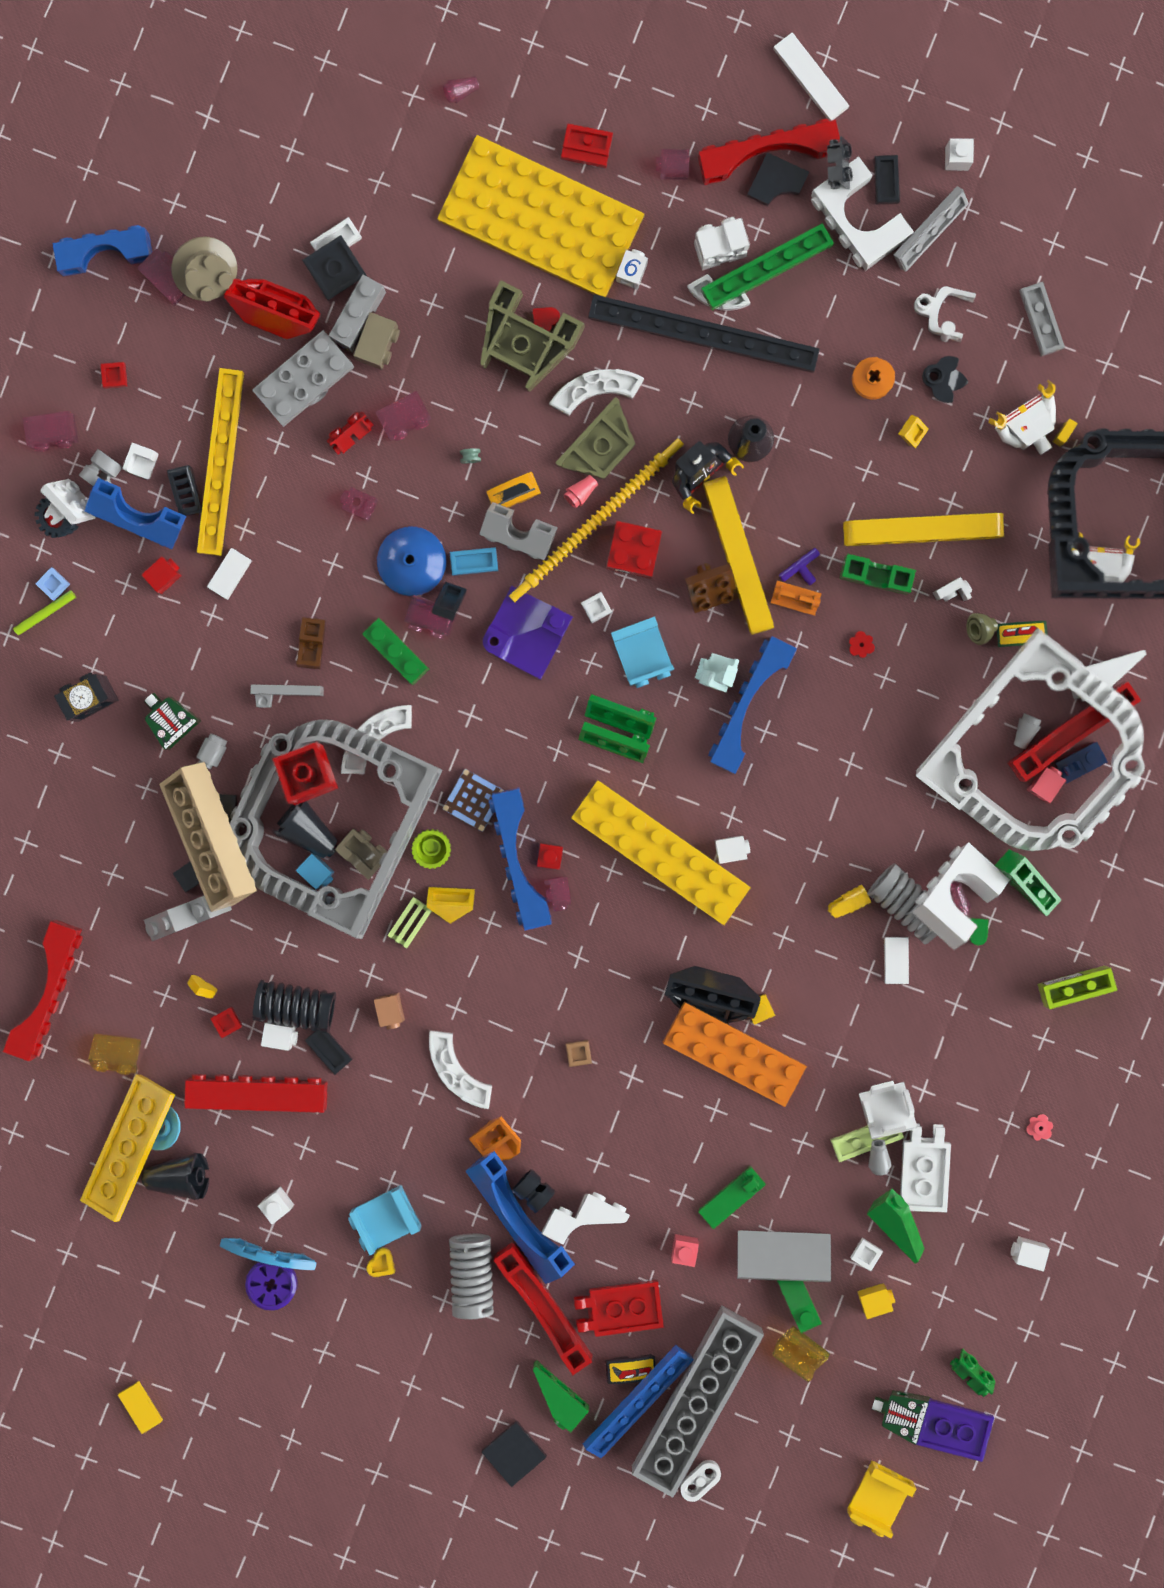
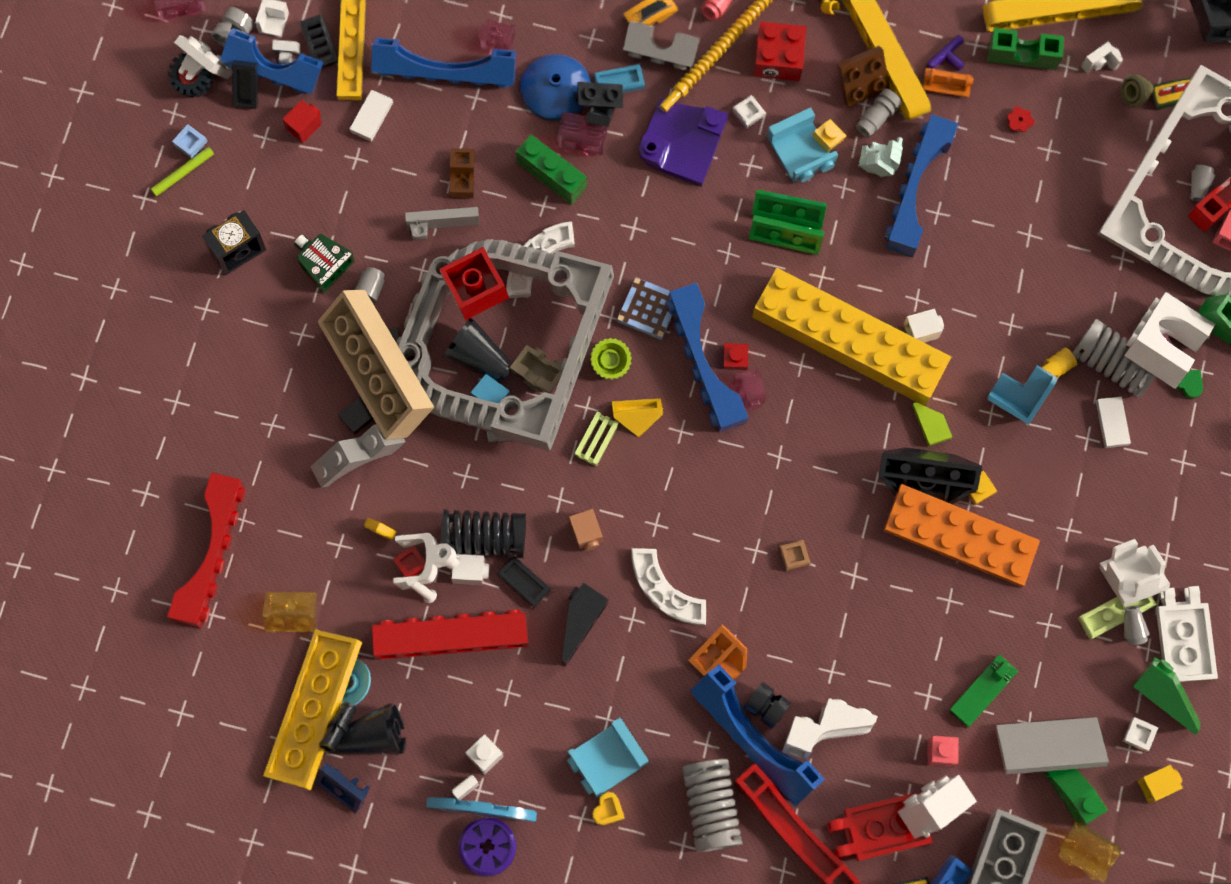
camera: 15 degrees left, 15 degrees down
(108, 533) = (245, 84): none -> black tile
(141, 1213) = (340, 788): none -> dark blue plate
(145, 1171) = (337, 727): none -> black pin
(152, 497) = (286, 49): none -> white tile
(245, 1030) = (436, 556): none -> white piece
(254, 519) = (392, 58): none -> blue arch
(256, 1231) = (465, 787): none -> white tile
(376, 1089) = (583, 612): none -> black slope
(450, 581) = (599, 94): none -> black hinge
(668, 1303) = (936, 805): none -> white brick
(670, 642) = (828, 135): none -> yellow plate
(719, 627) = (876, 115): none -> light grey axle
(725, 944) = (932, 424): none -> lime tile
(811, 932) = (1021, 399): none -> dark azure panel

